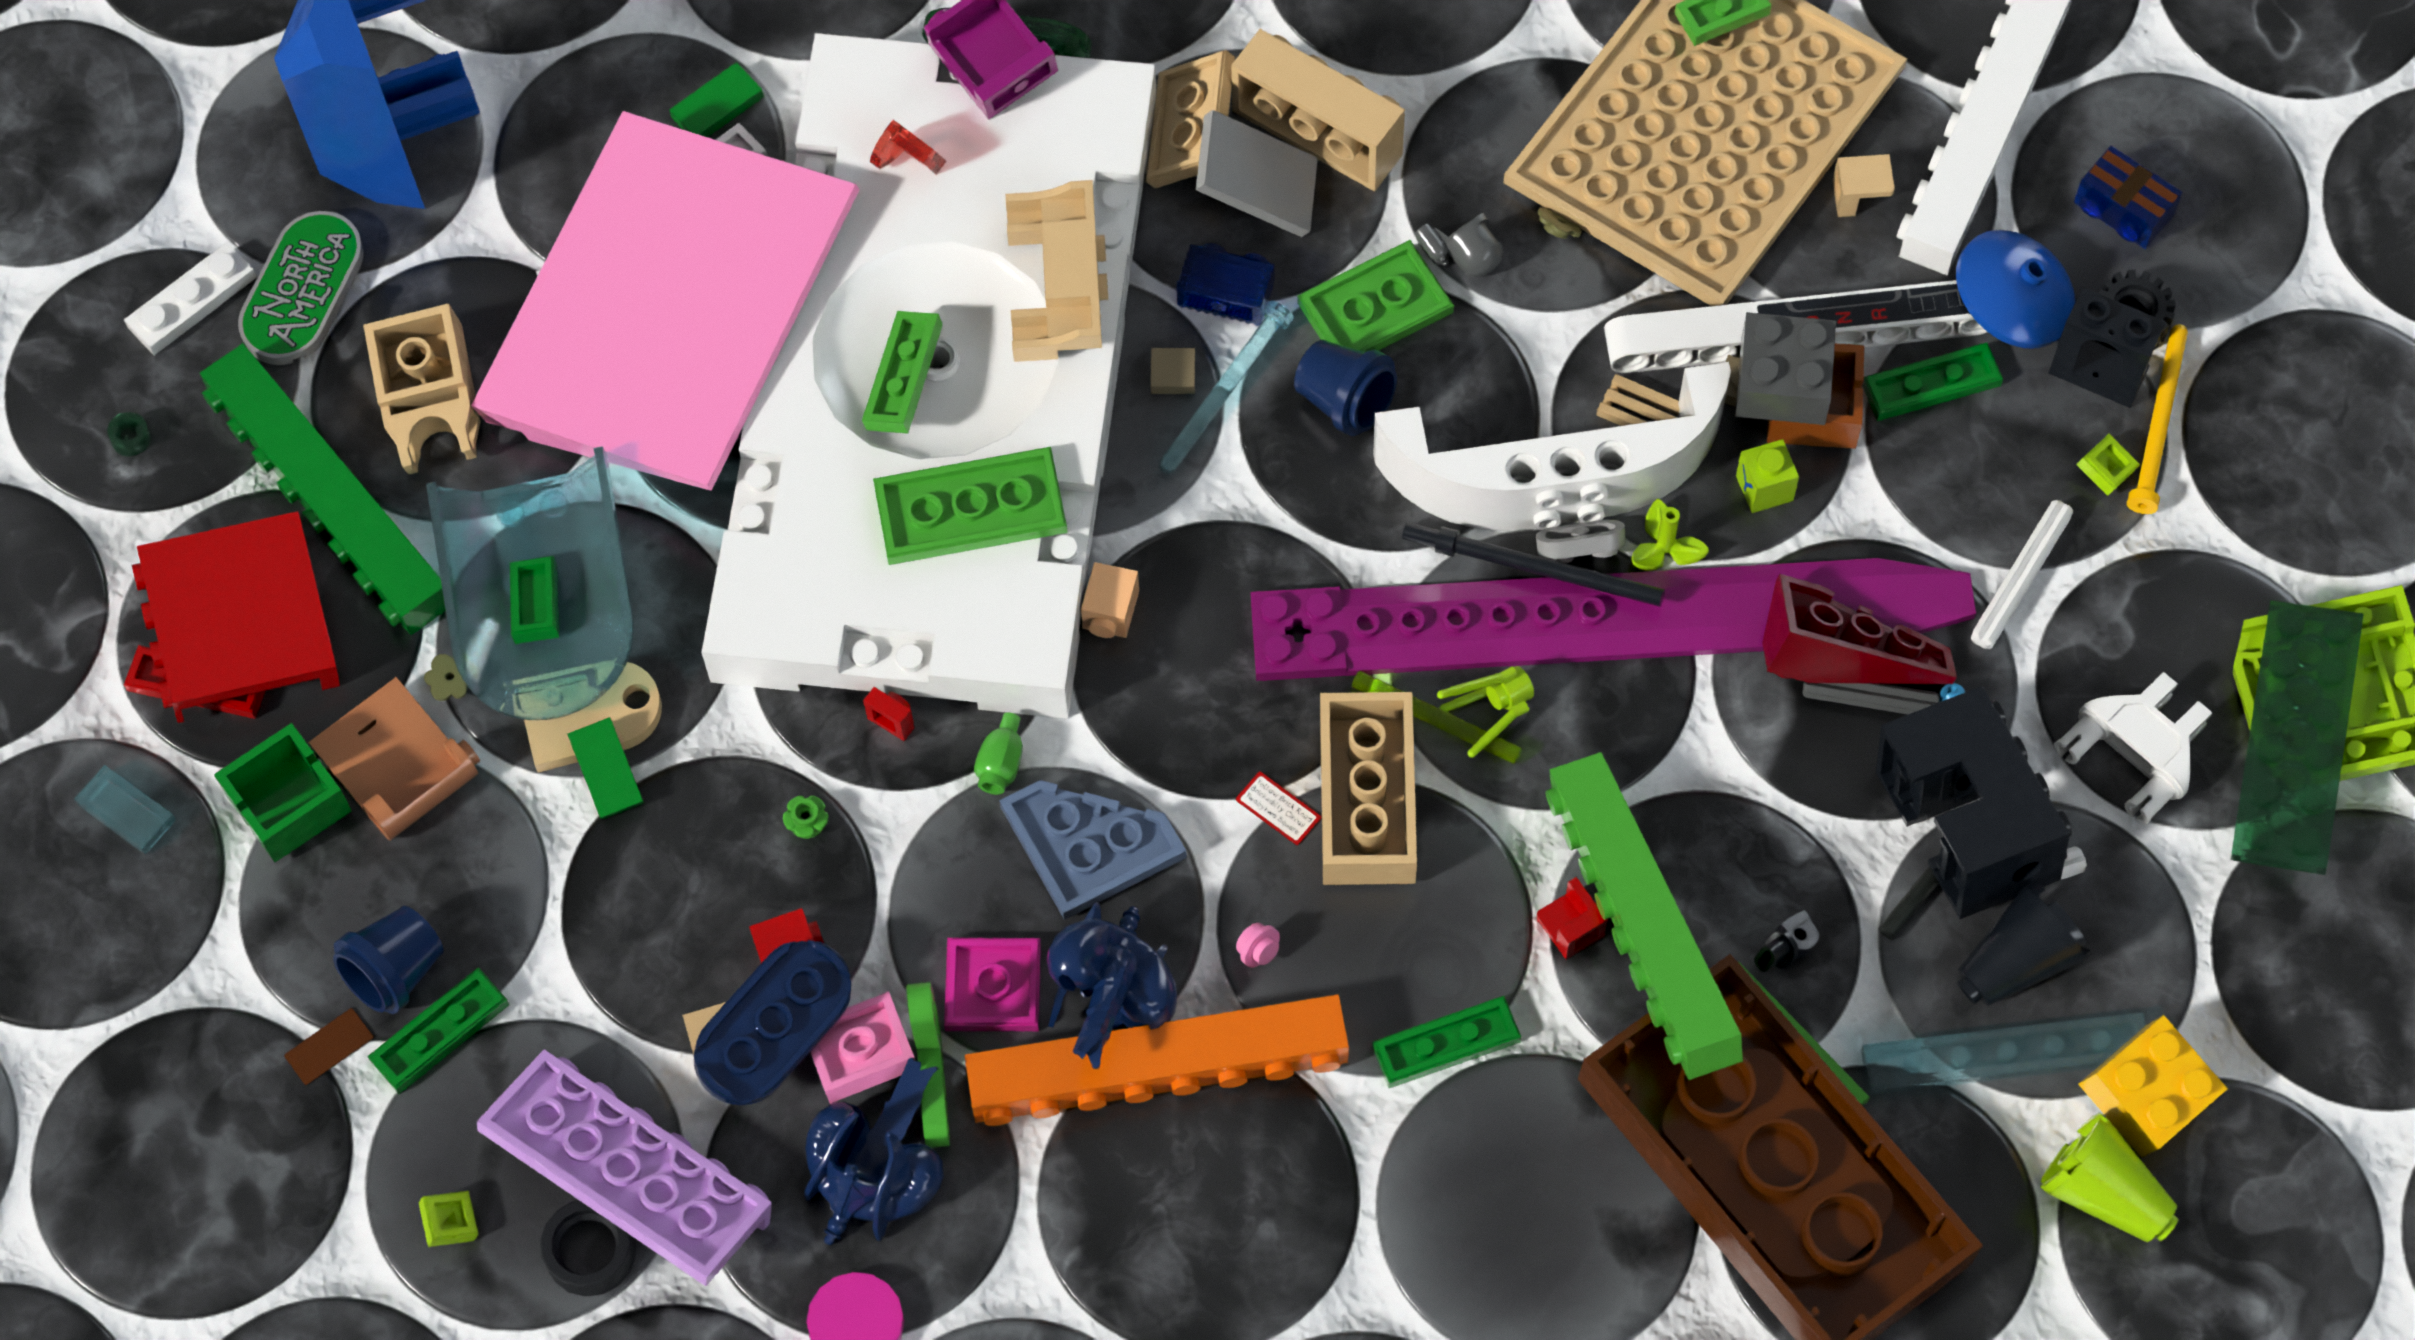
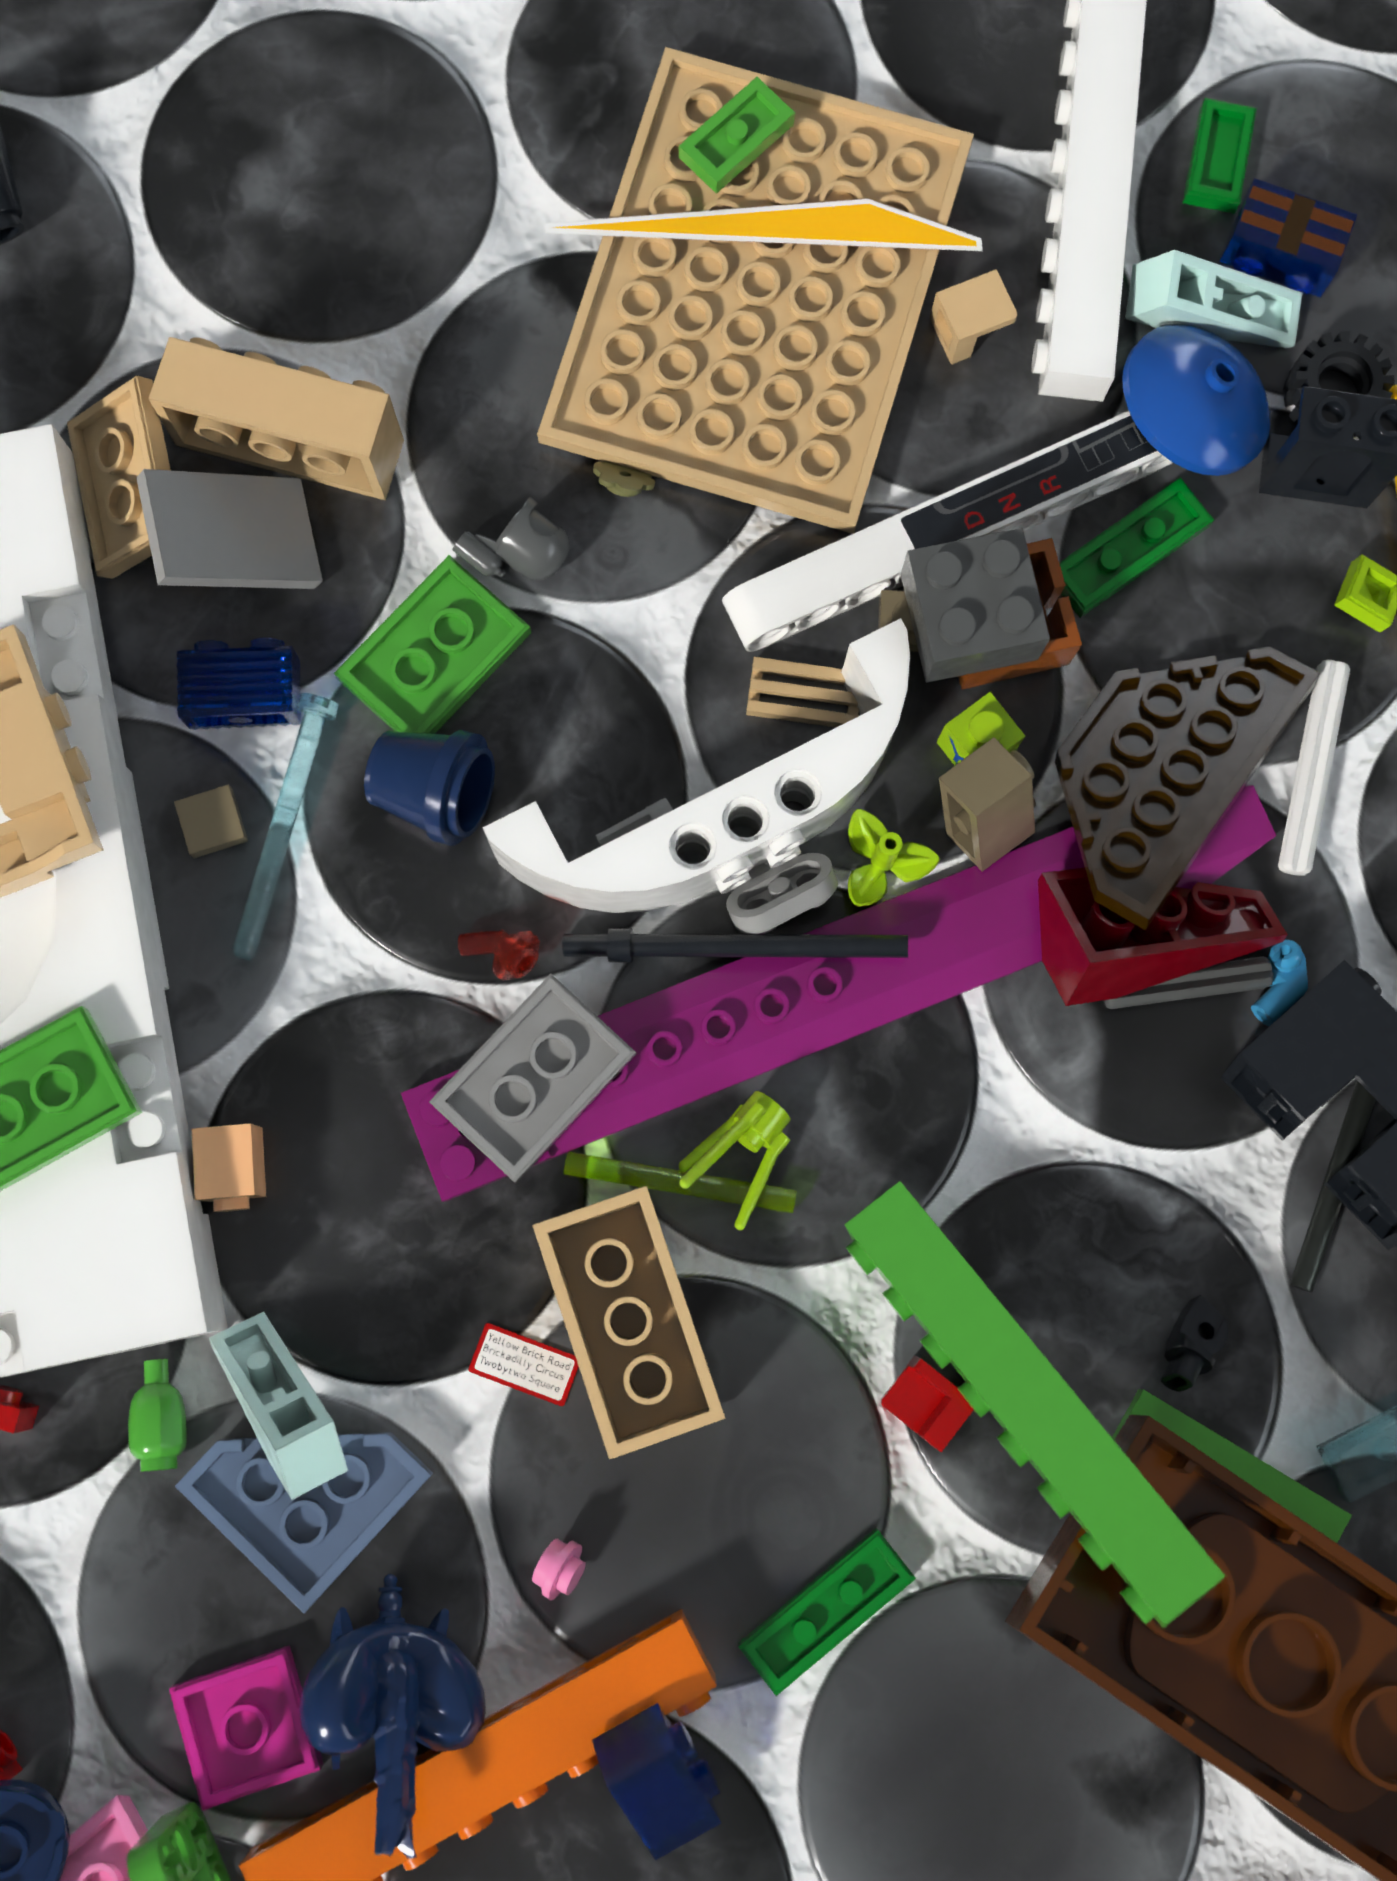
camera: 25 degrees left, 15 degrees up
(1097, 765) = (280, 1405): none -> light aqua slope
(1284, 1095) = (657, 1781): none -> clear blue brick
(1352, 605) = (533, 1078): none -> light grey tile
(1365, 520) = (513, 953): none -> clear red plate
(1756, 515) = (988, 803): none -> dark tan brick
(1771, 89) = (820, 223): none -> yellow sticker
(1905, 529) = (1165, 763): none -> dark brown plate
(2060, 226) = (1214, 298): none -> light aqua slope
(2097, 125) = (1219, 155): none -> green tile

